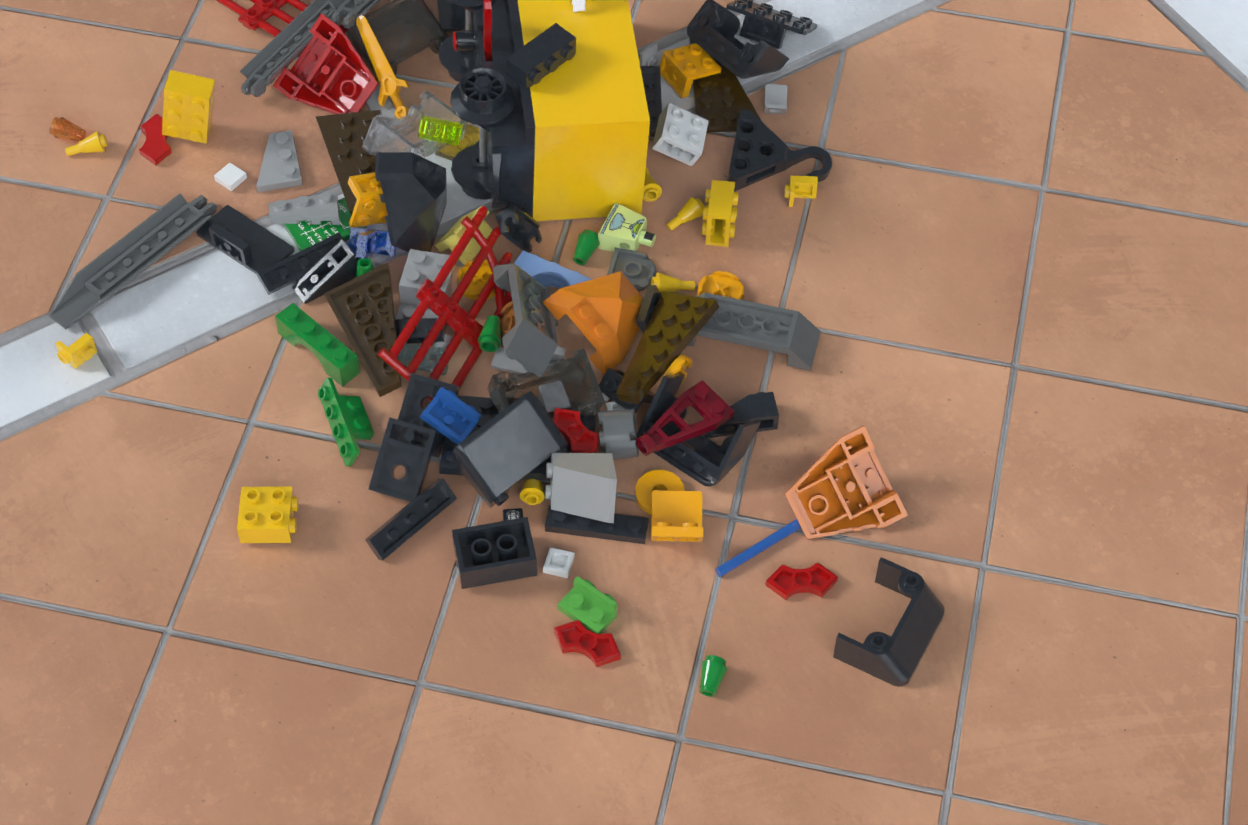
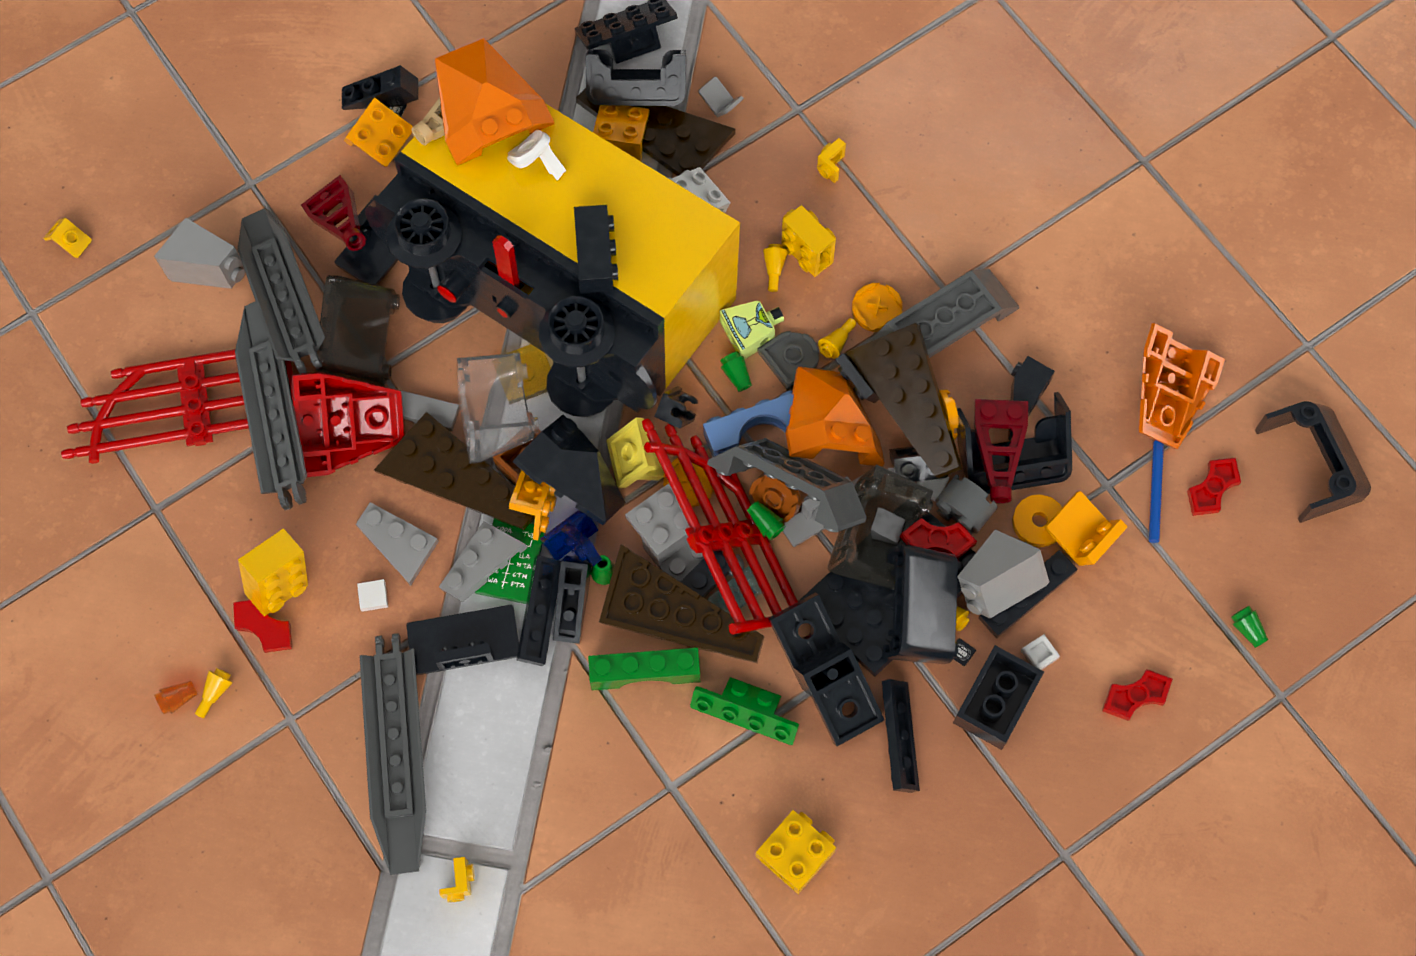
camera: 45 degrees left, 15 degrees up
(389, 83) = (409, 381): light orange sword -> none
(441, 130) = (524, 378): clear neon green slope -> none
(451, 416) = (842, 624): blue bracket -> none
(589, 606) = (1106, 665): bright green bracket -> none
(767, 154) = (759, 143): black piece -> none

